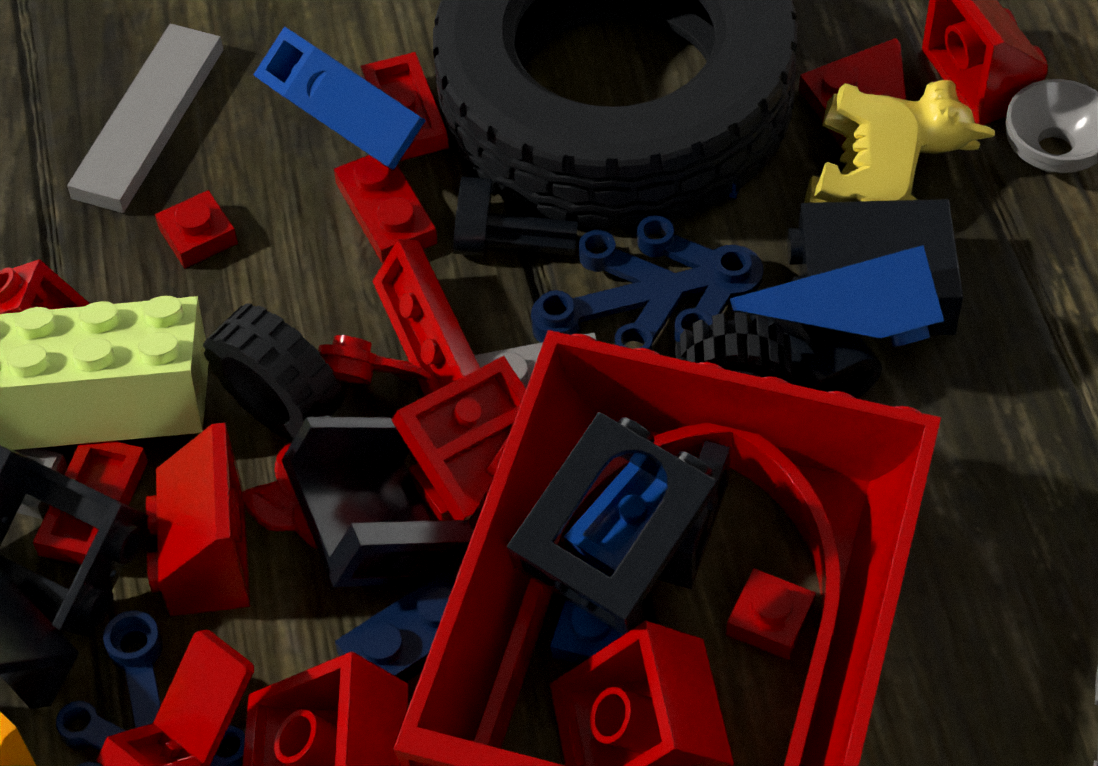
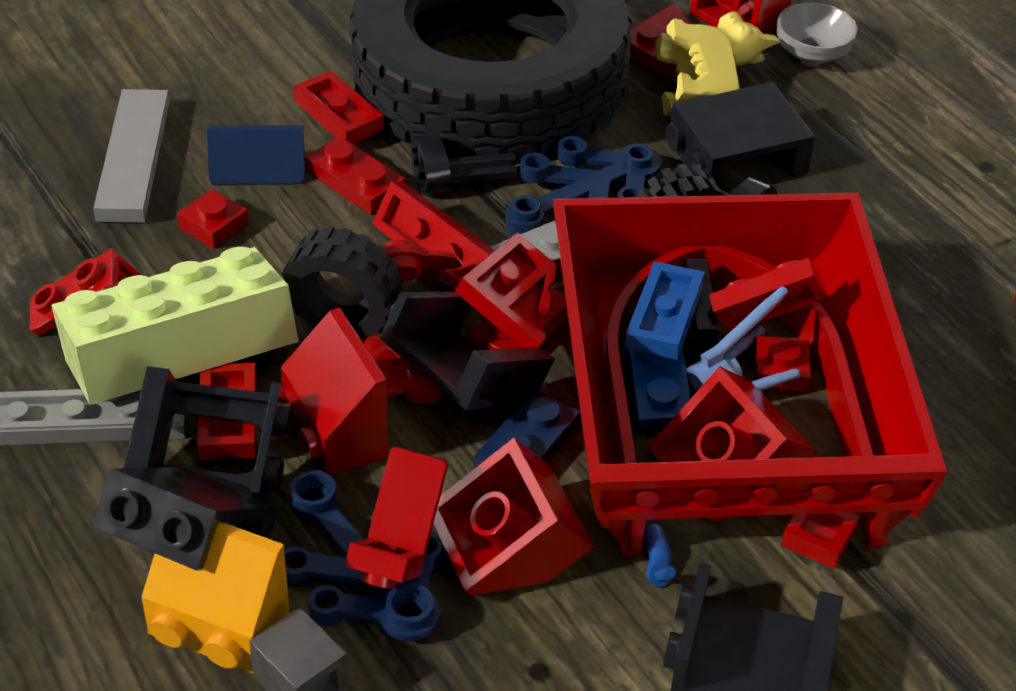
camera: 25 degrees left, 10 degrees down
(278, 154) = (256, 155): none -> dark blue slope
(339, 98) = (281, 97): blue slope -> none
(619, 598) = (653, 352): black panel -> none
(676, 601) = (732, 346): none -> medium blue plant
(755, 527) = (745, 295): none -> red plate
(866, 299) = (754, 145): blue slope -> none

